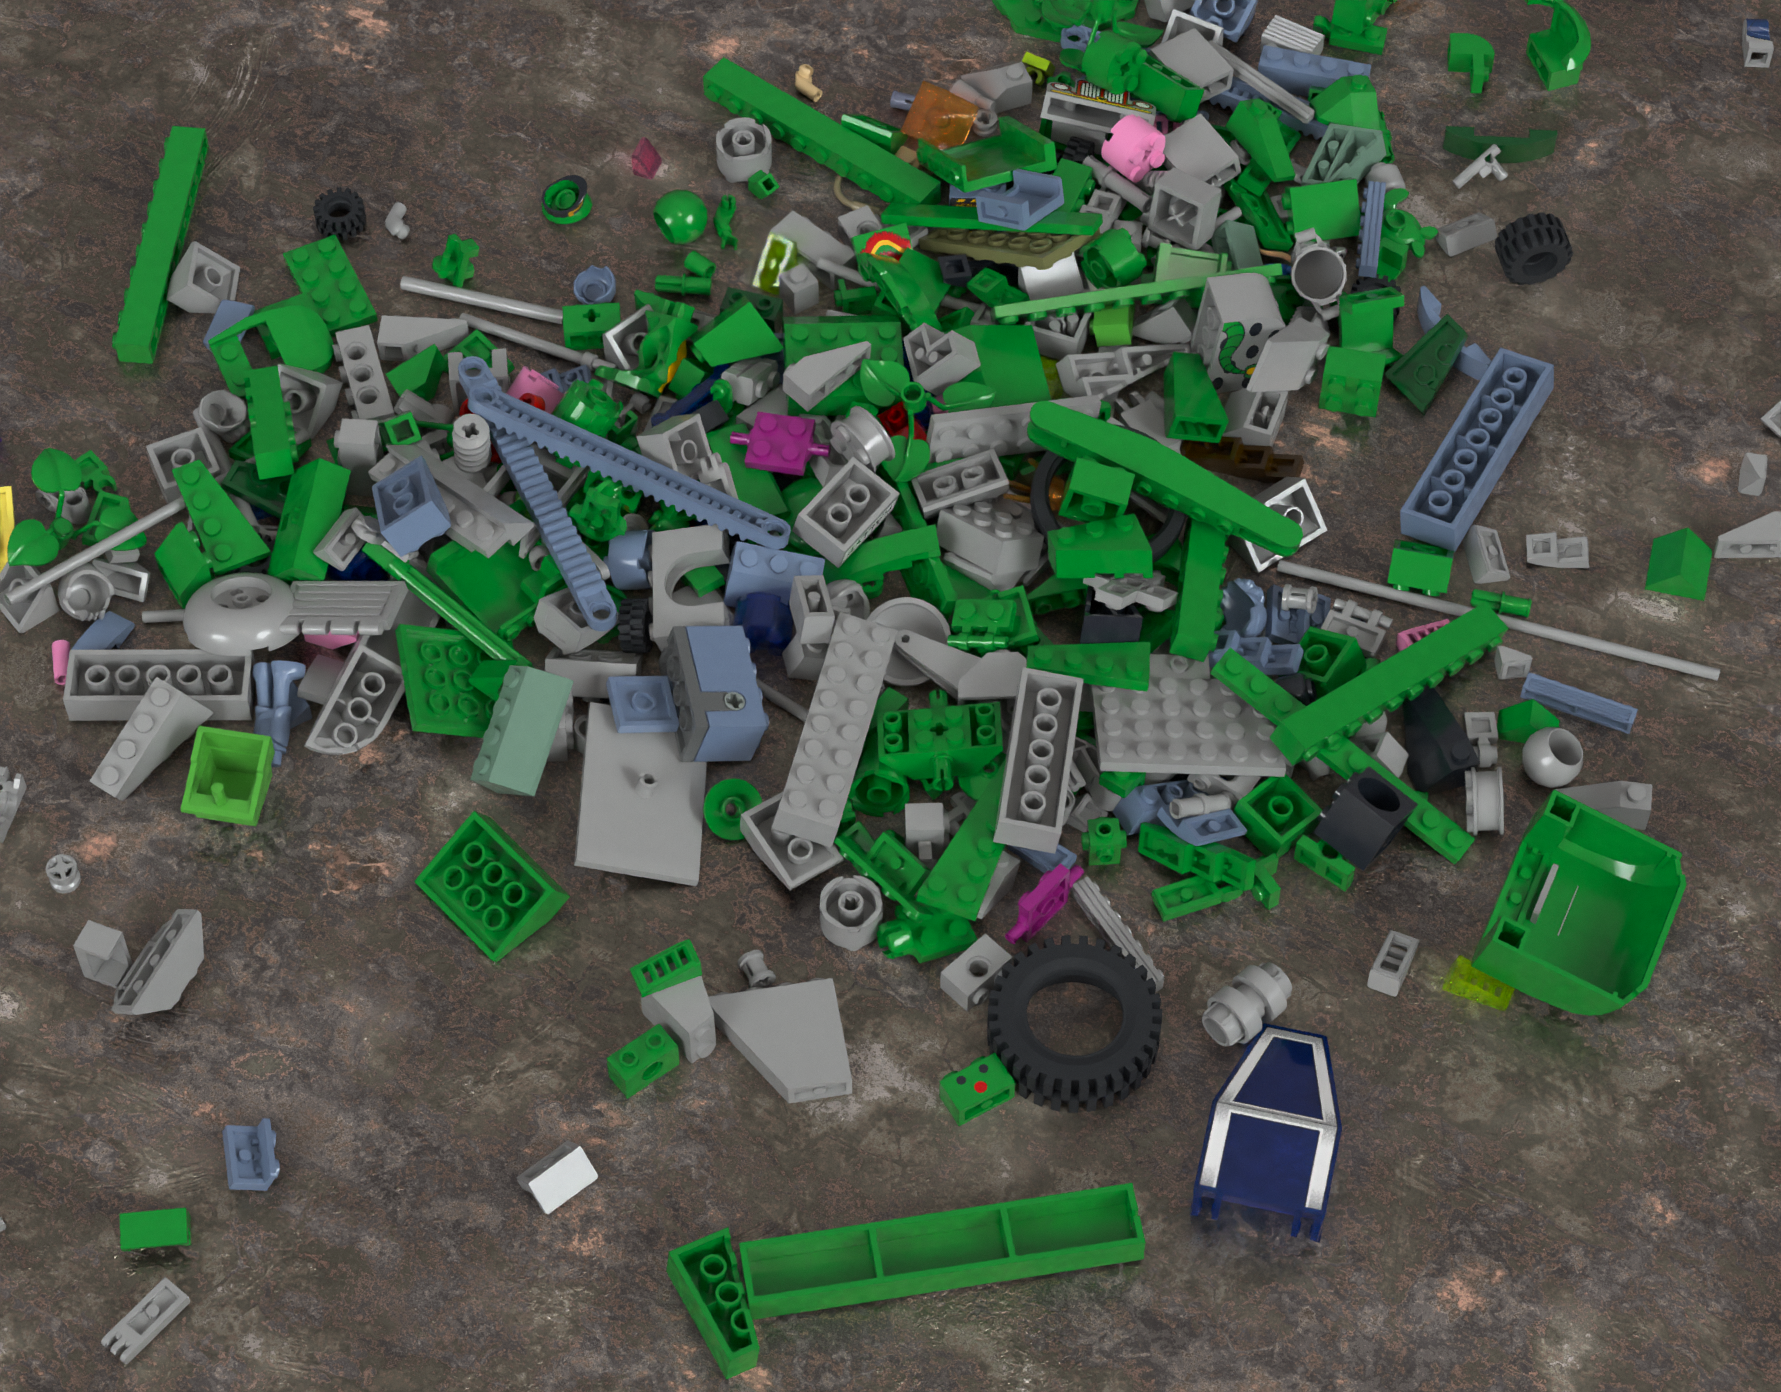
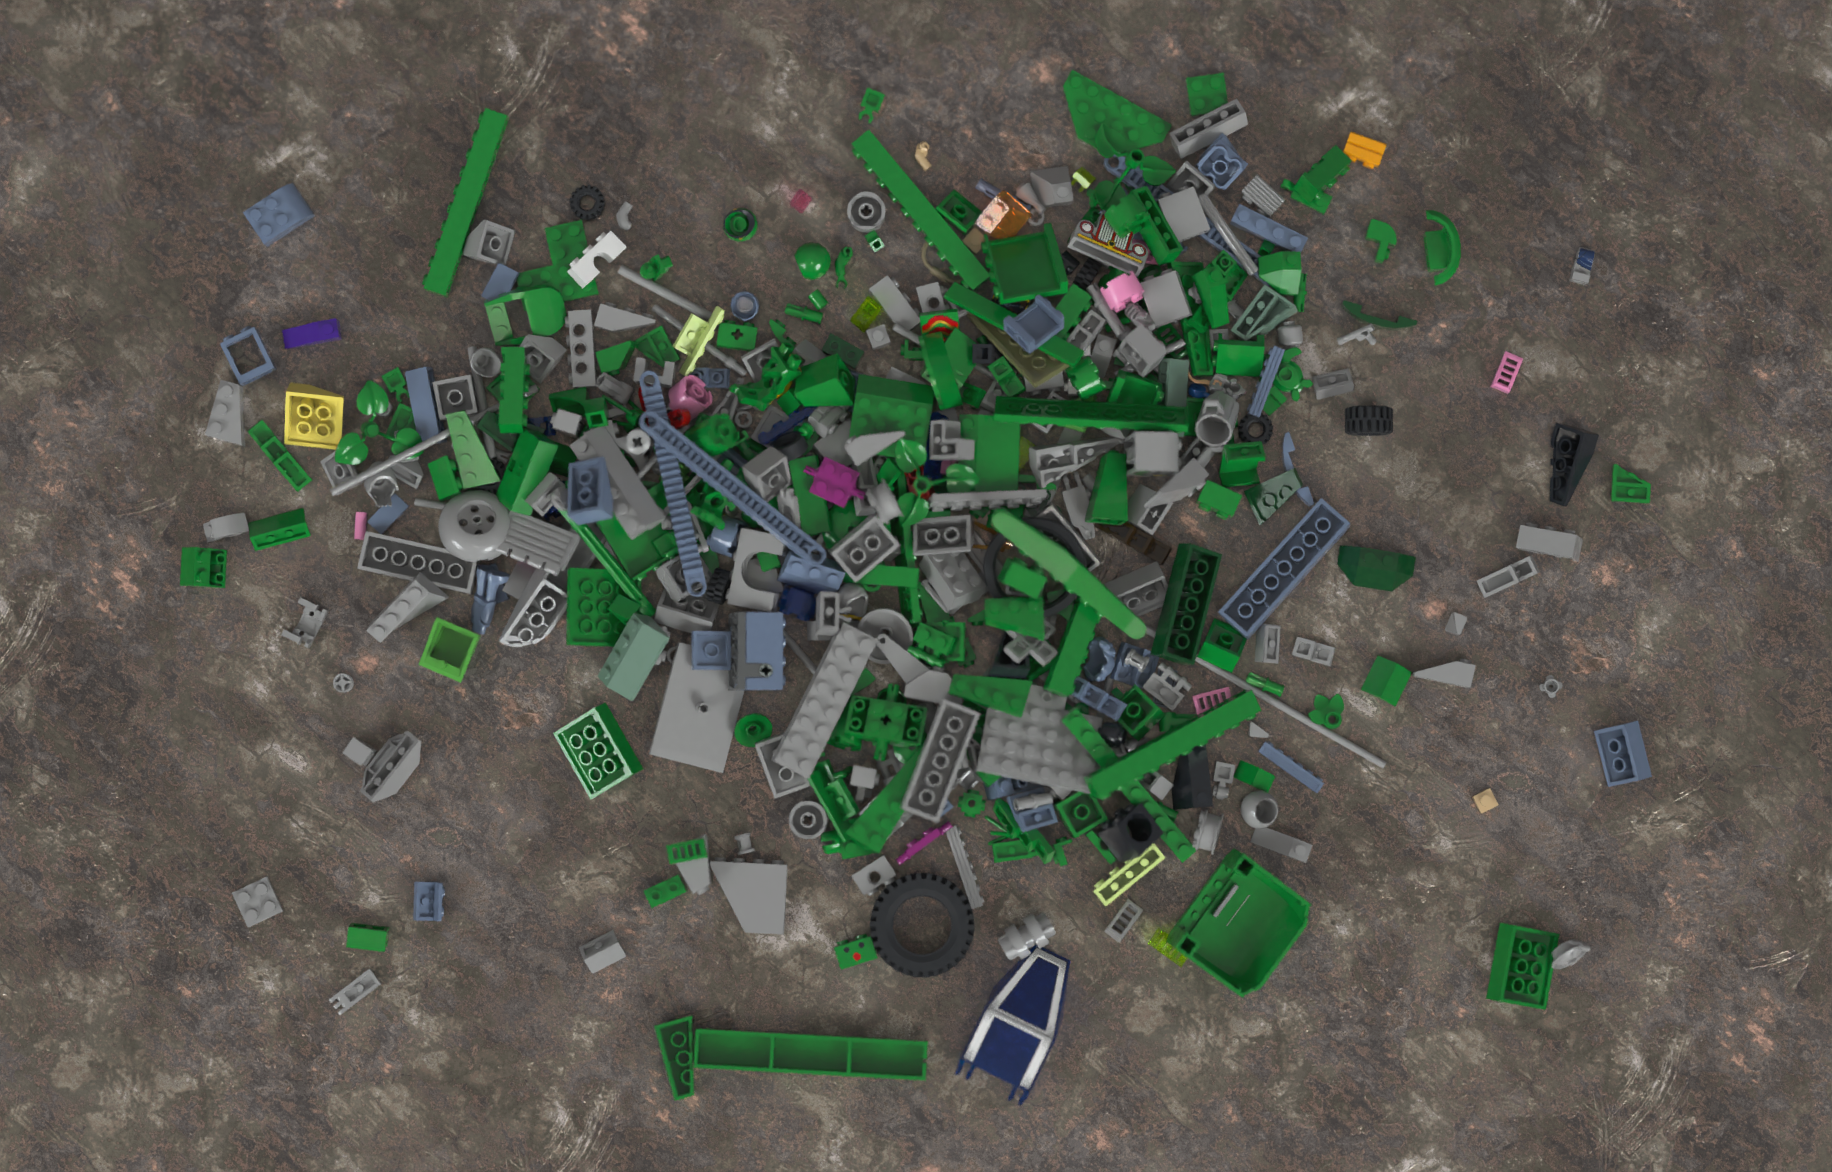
camera: 15 degrees right, 30 degrees up
(137, 482) = (424, 403): none -> sand blue panel
(353, 273) = (583, 269): none -> white arch
(529, 327) = (695, 336): none -> yellowish green bracket
(719, 38) = (871, 102): none -> green plate
(1173, 875) = (1004, 835): none -> green plant
(1349, 512) = (1186, 604): none -> dark green brick
(1380, 886) = (1127, 875): none -> yellowish green brick
(1607, 426) = (1375, 567): none -> dark green wedge
(1607, 623) = (1325, 708): none -> green plate
(1697, 190) = (1502, 387): none -> bright pink slope

